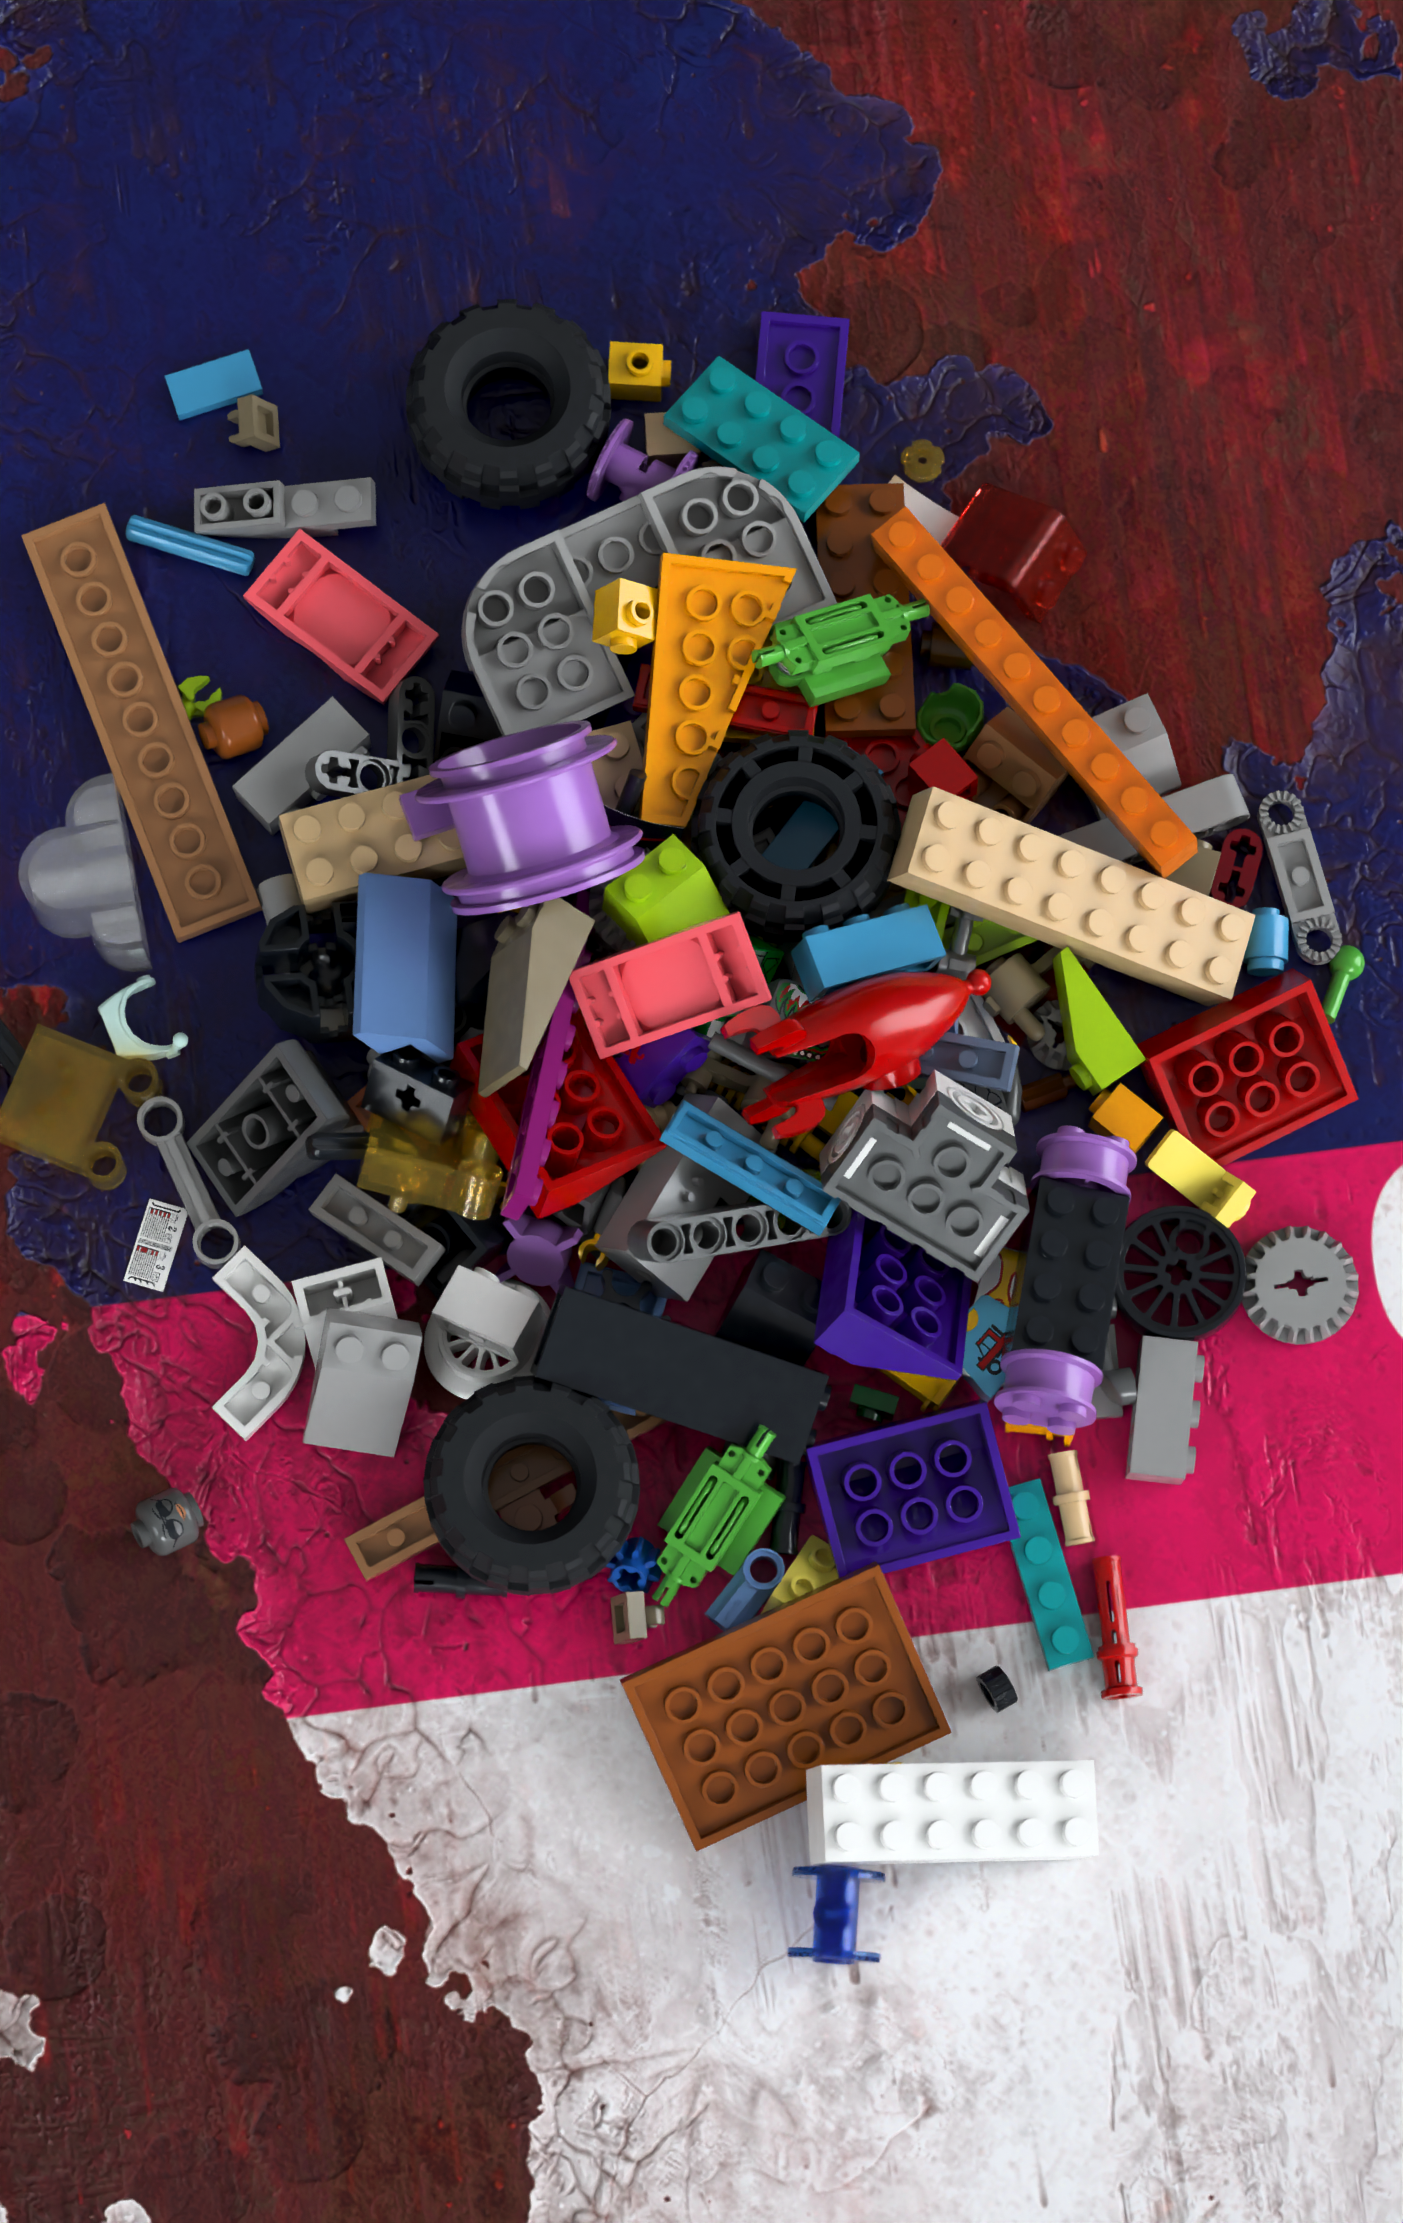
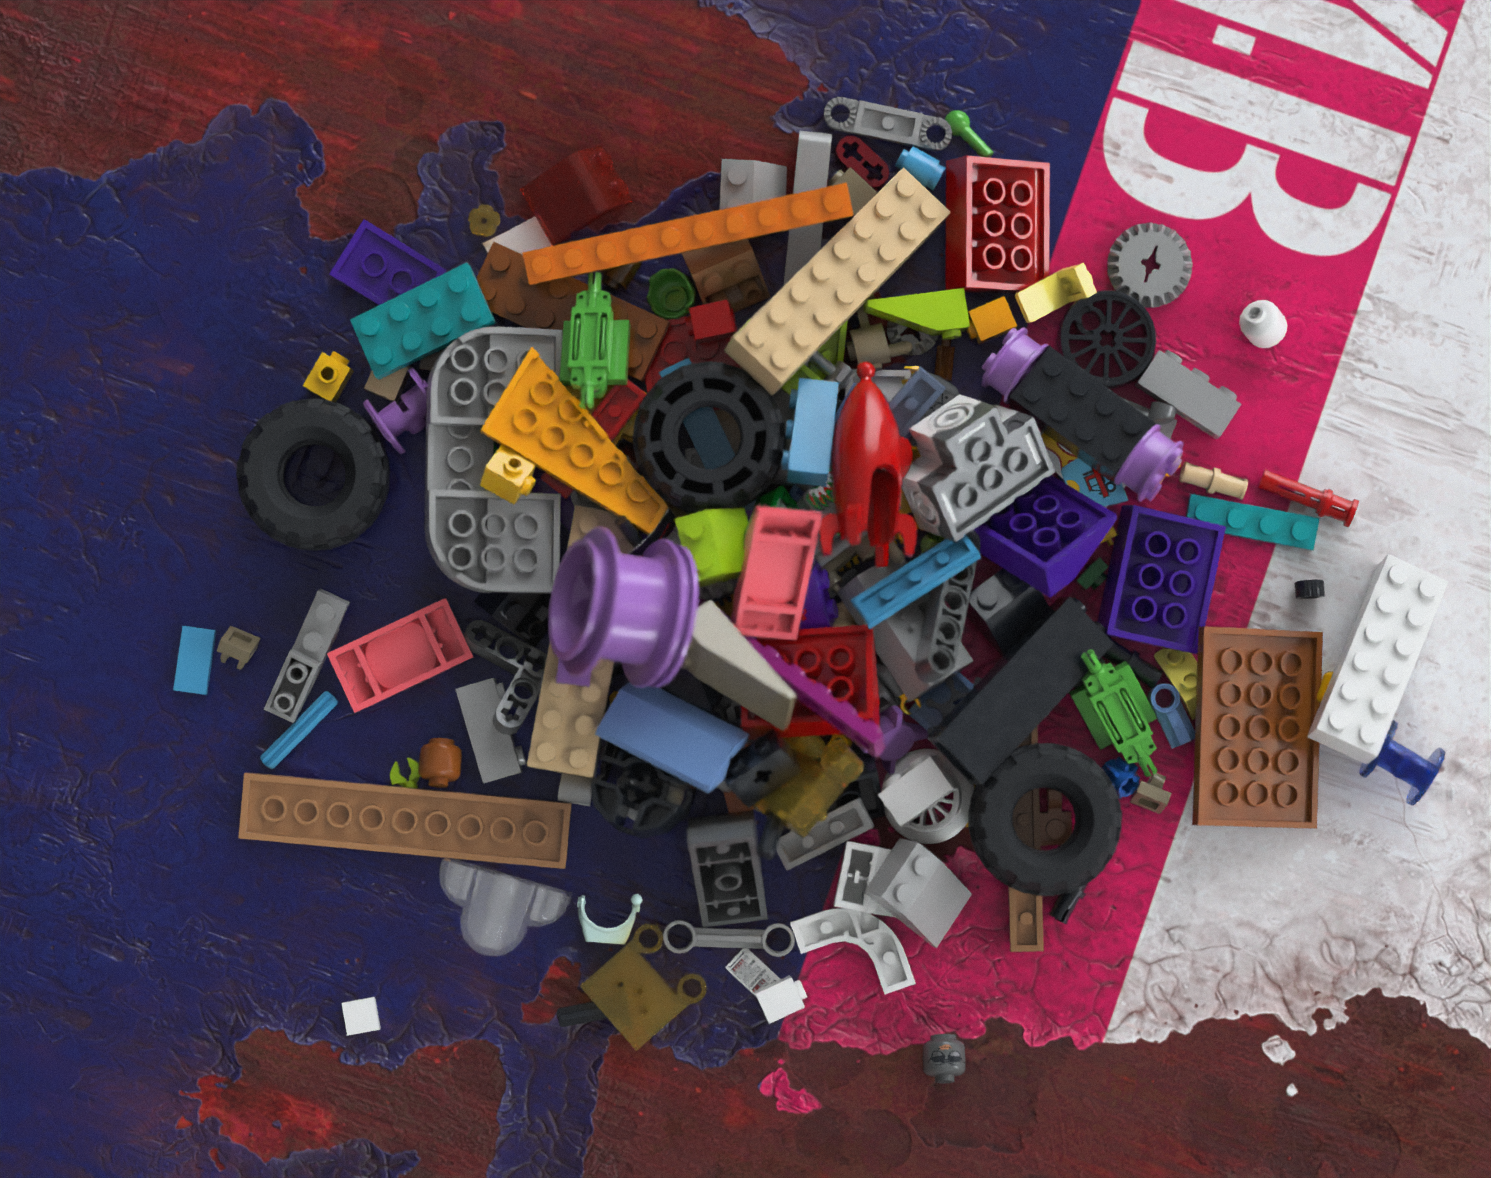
camera: 60 degrees left, 10 degrees up
(143, 1281) = (781, 998): none -> white brick
(1300, 1459) = (1263, 324): none -> white head

